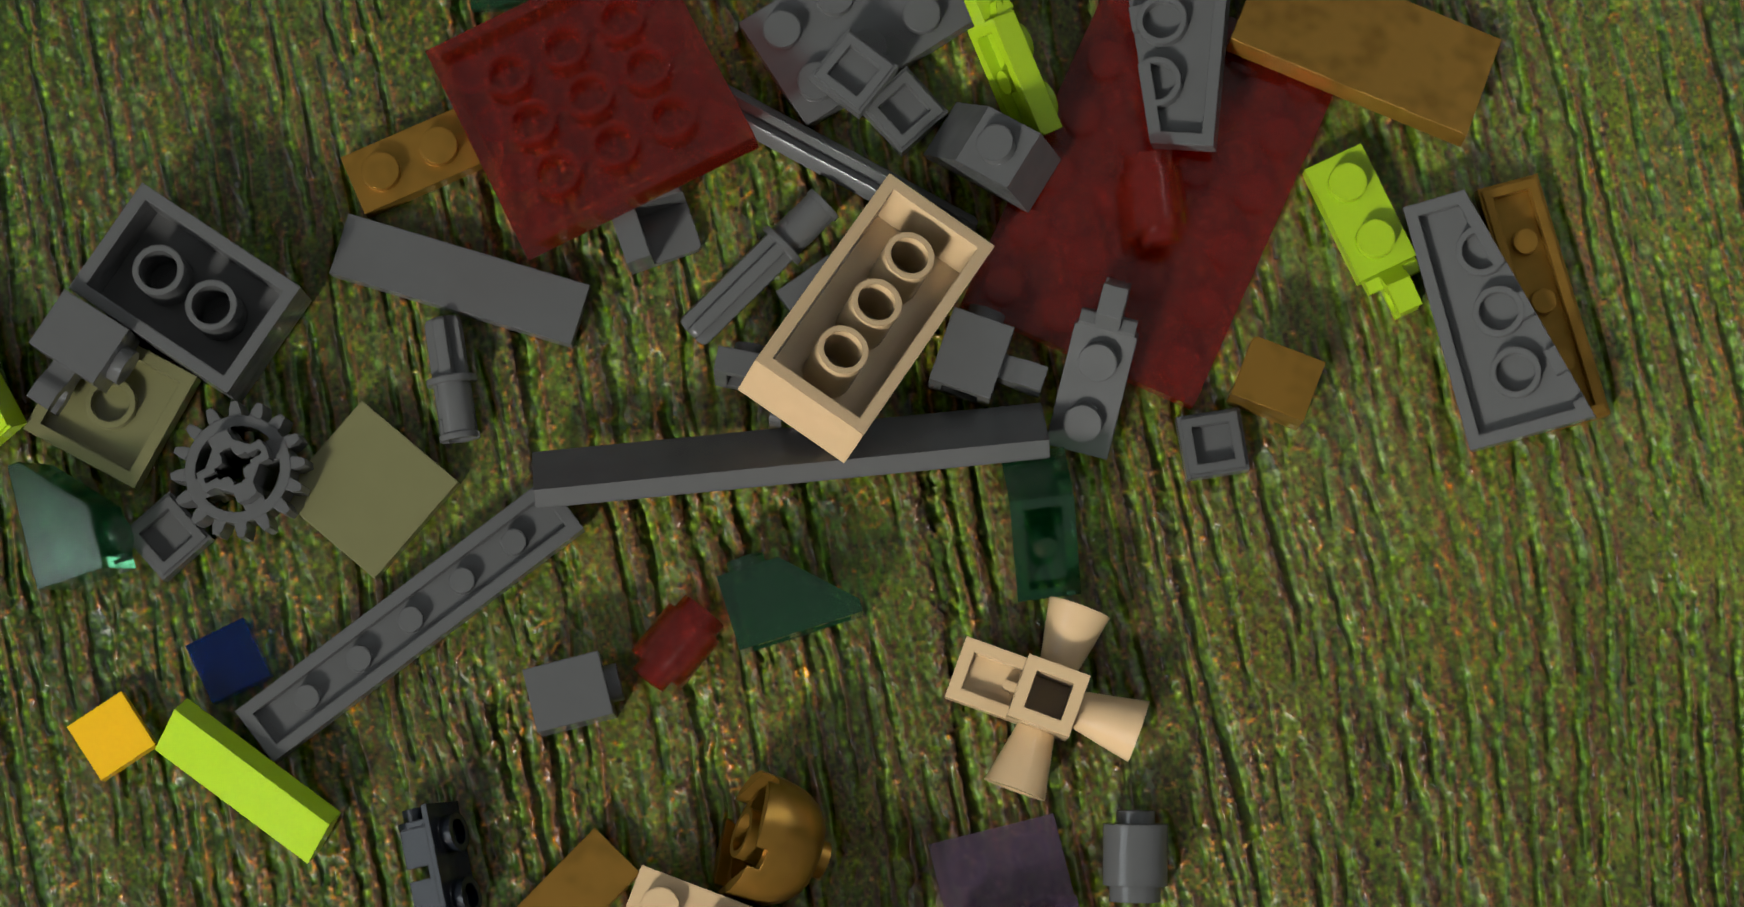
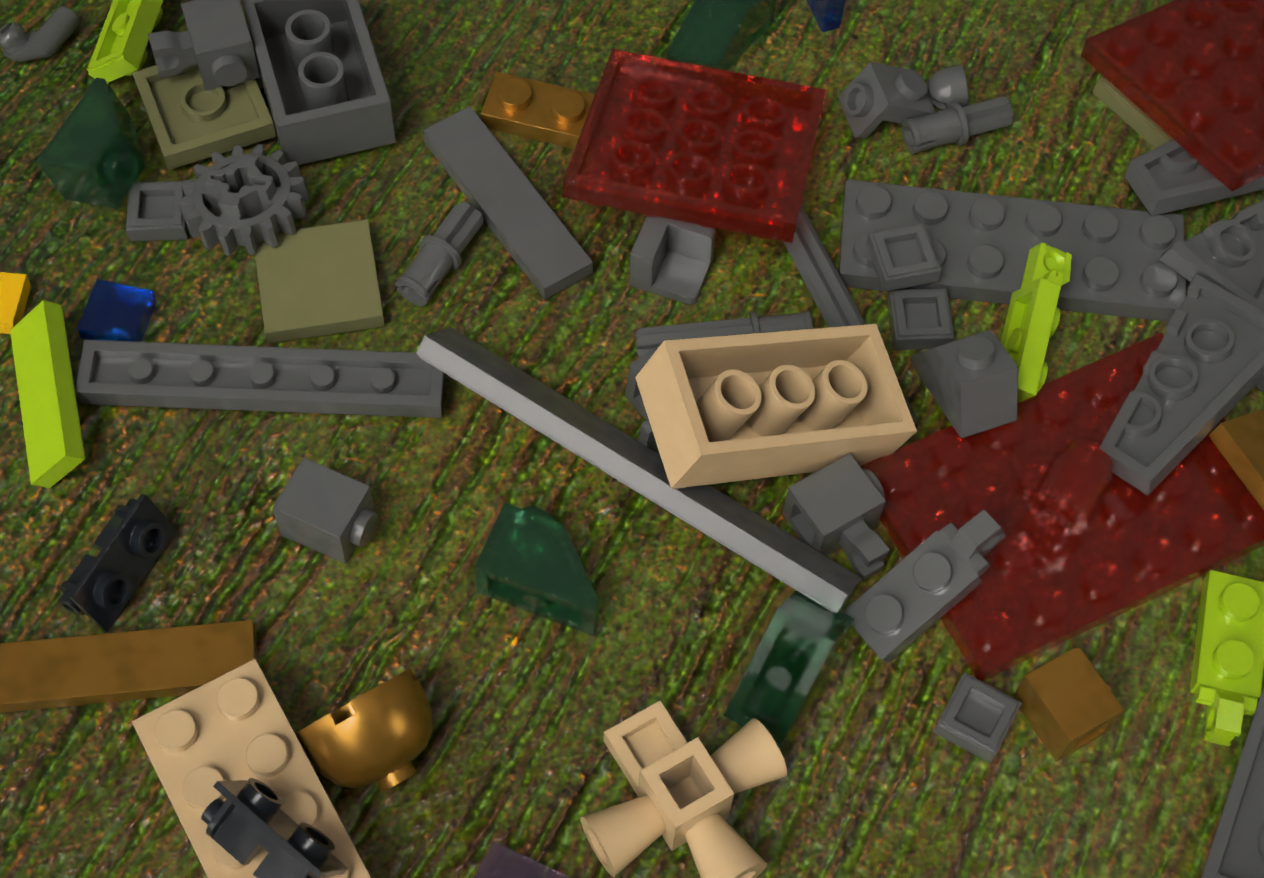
camera: 35 degrees right, 20 degrees down
(676, 644) = (433, 537): clear red brick -> none

